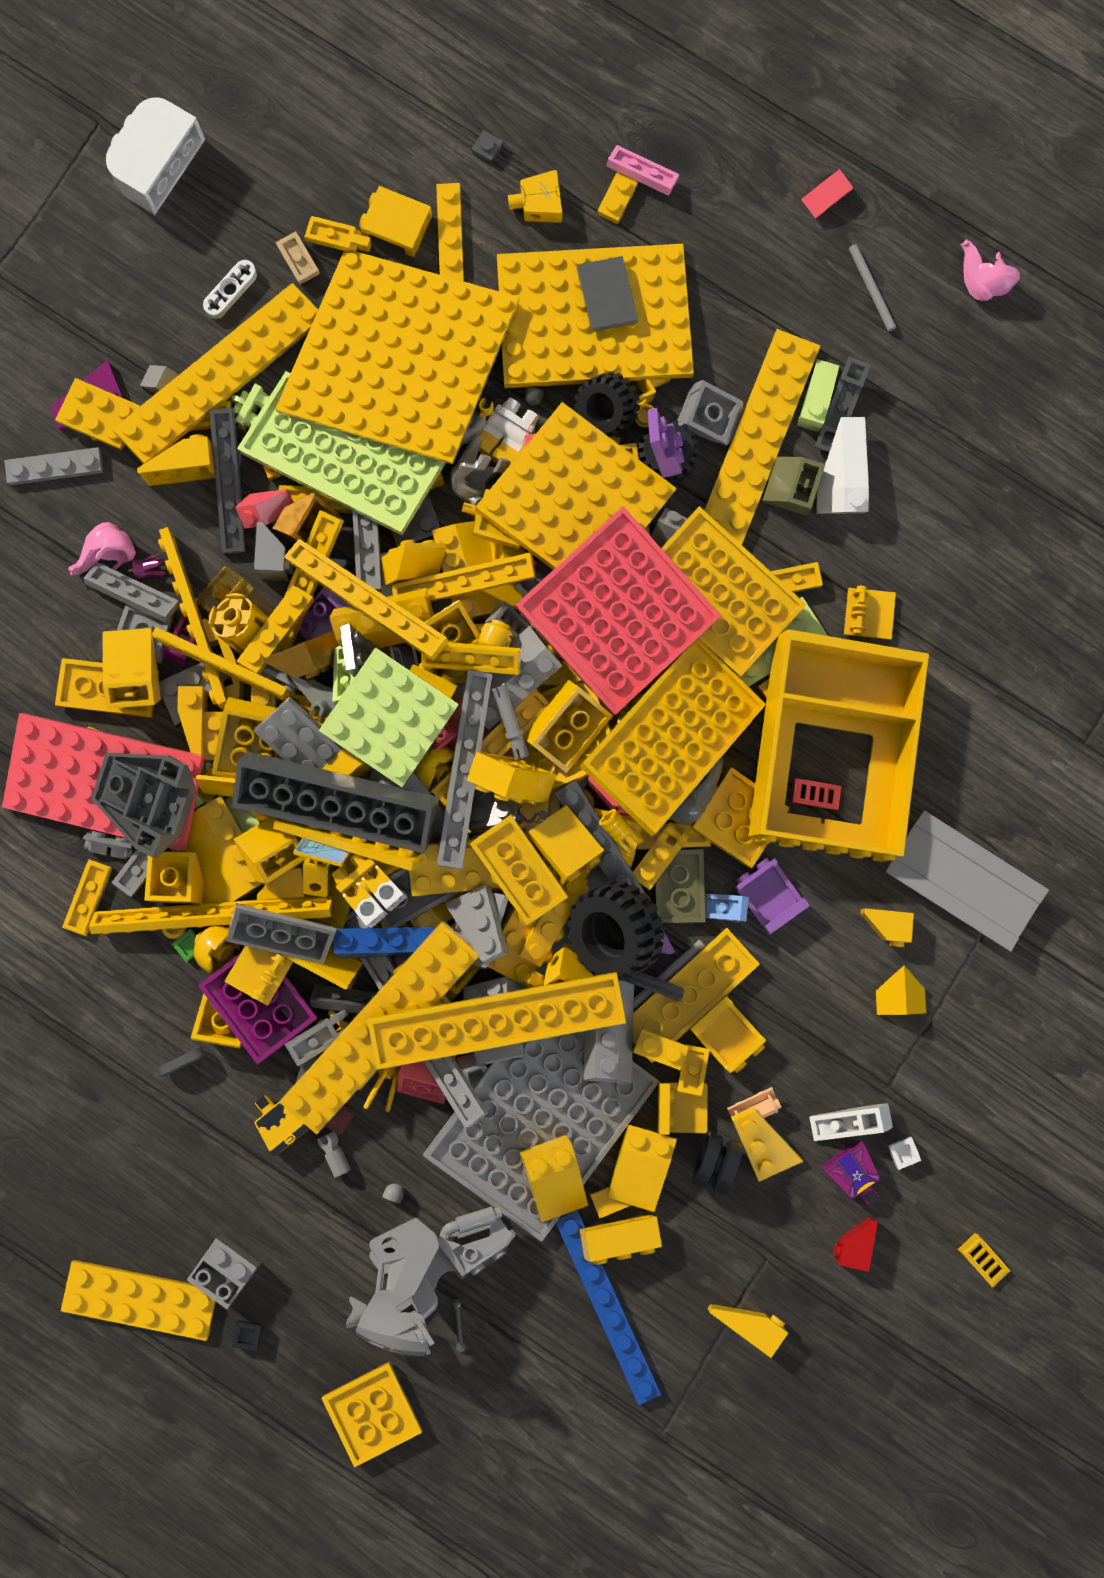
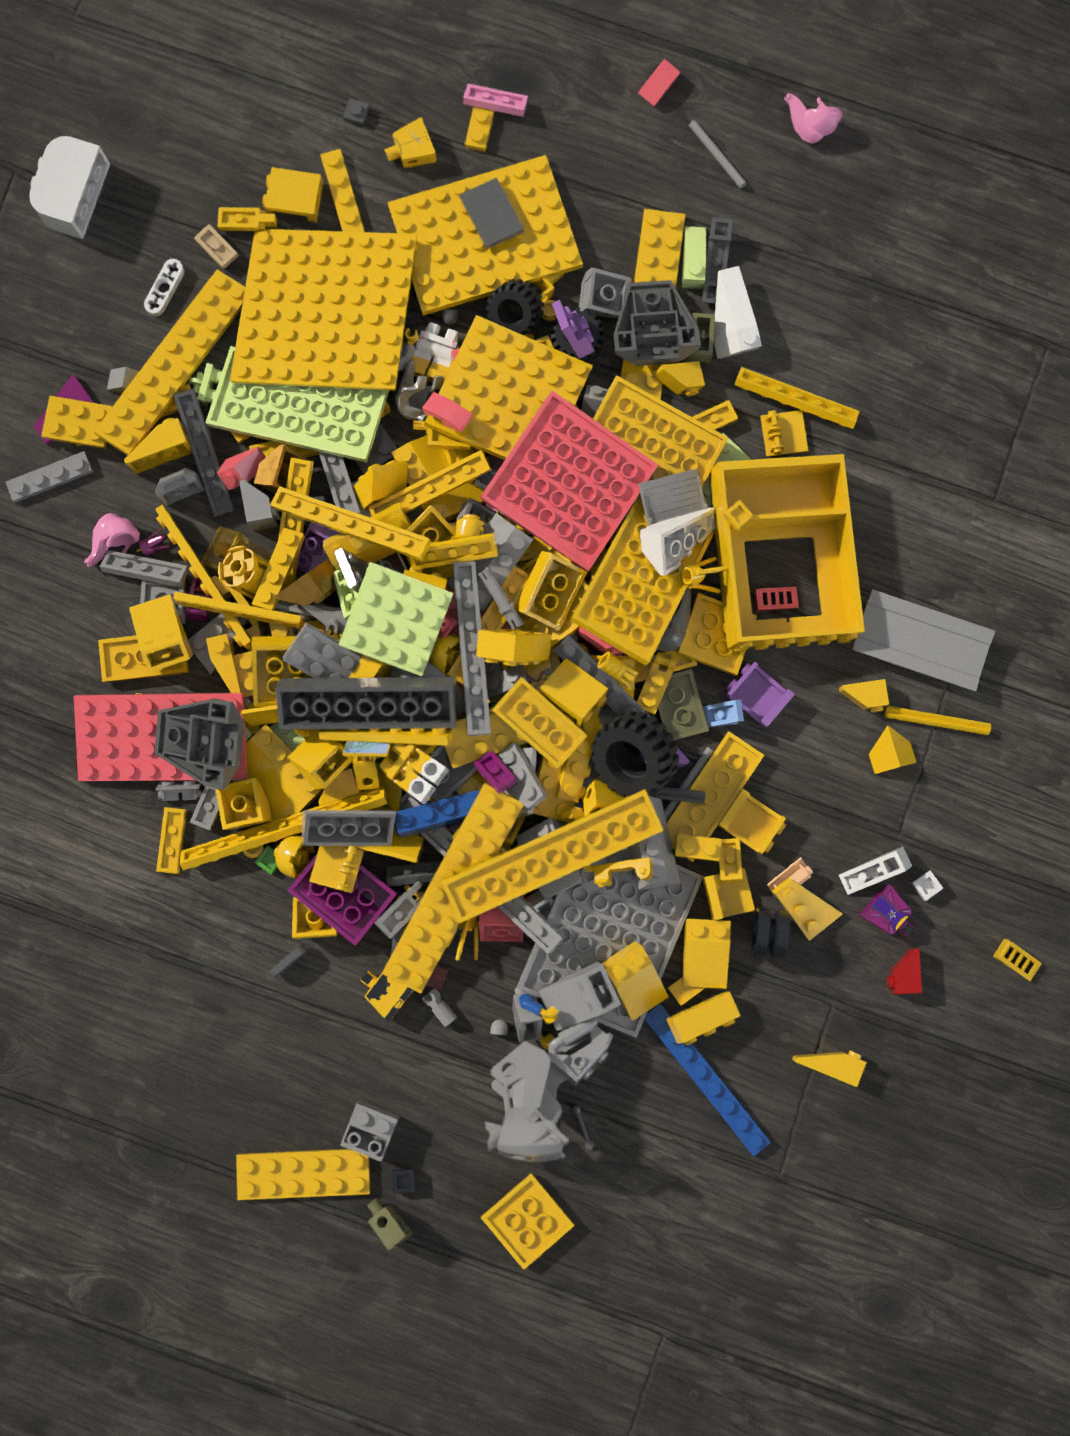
camera: 10 degrees left, 0 degrees up
(191, 511) = (179, 486): none -> light grey slope
(223, 1389) = (396, 1229): none -> olive torso
(428, 1191) = (529, 1020): none -> torso
(456, 912) = (495, 772): none -> magenta plate
(489, 1182) = (580, 996): none -> light grey slope
(503, 501) = (448, 411): none -> coral slope
(548, 1055) = (603, 871): none -> yellow piece
(717, 702) = (674, 538): none -> white wedge
(728, 655) = (672, 496): none -> light grey piece
(729, 747) = (694, 574): none -> yellow plant
(756, 460) = (655, 325): none -> dark grey wedge
(771, 525) = (681, 377): none -> yellow slope
(794, 693) = (738, 515): none -> yellow tile
(893, 578) = (797, 398): none -> yellow plate
(961, 972) = (937, 720): none -> yellow axle

